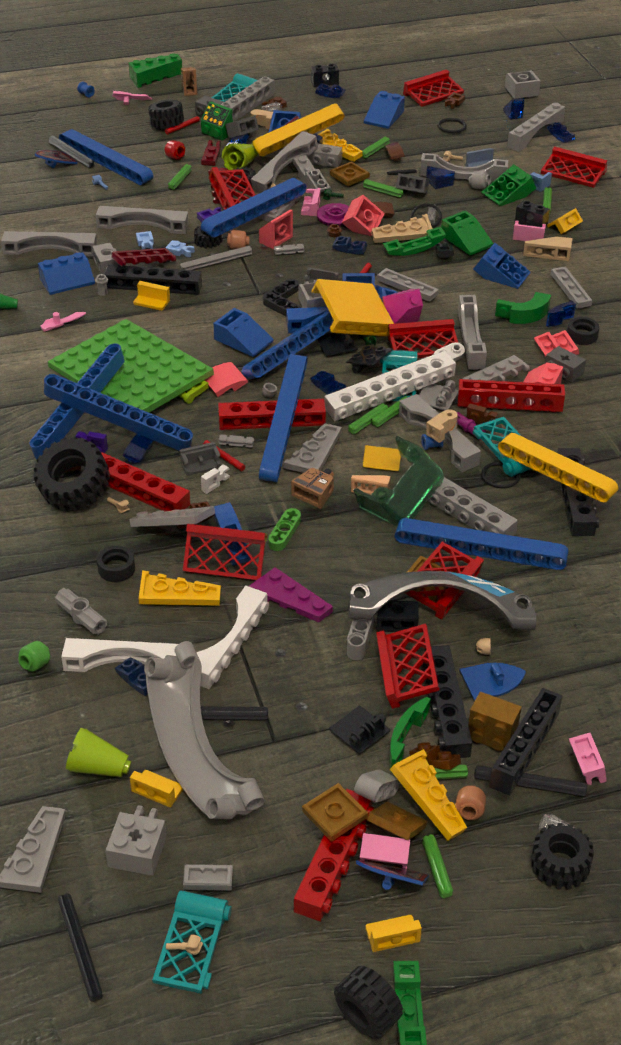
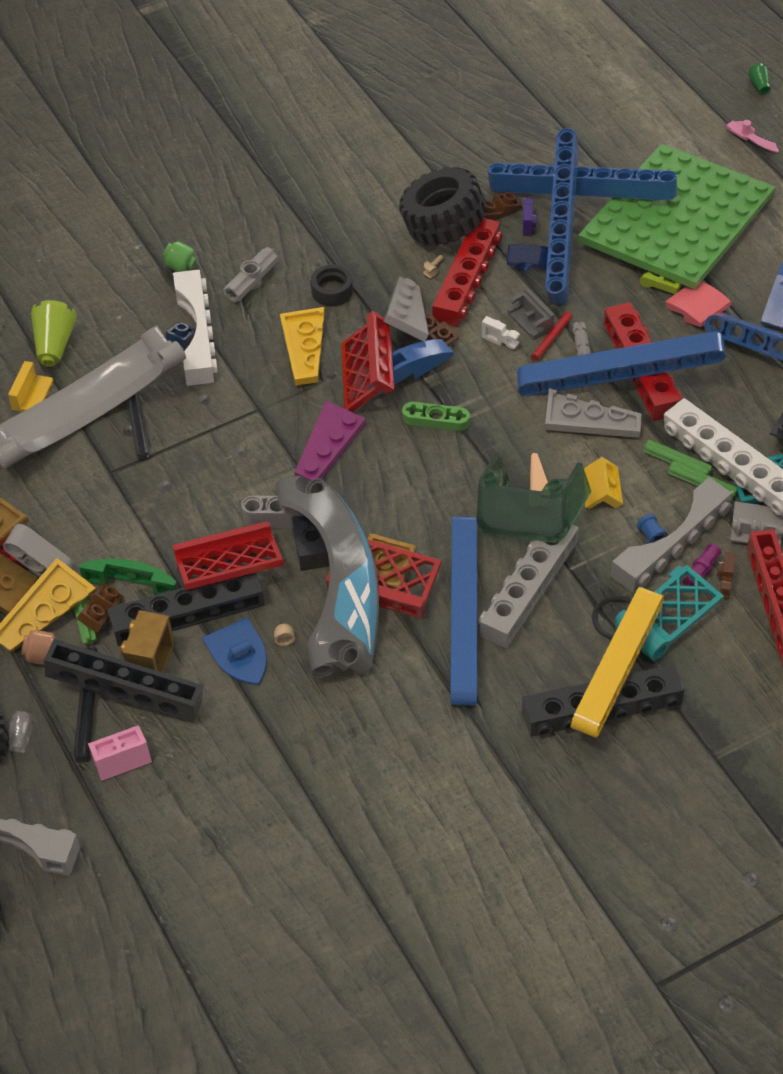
camera: 80 degrees right, 10 degrees up
(250, 607) = (287, 407): white arch -> none
(313, 486) = (516, 427): medium nougat torso -> none
(326, 382) = (735, 406): clear blue slope -> none
(360, 729) = (133, 537): black hinge -> none
(441, 424) = (663, 523): tan leg -> none

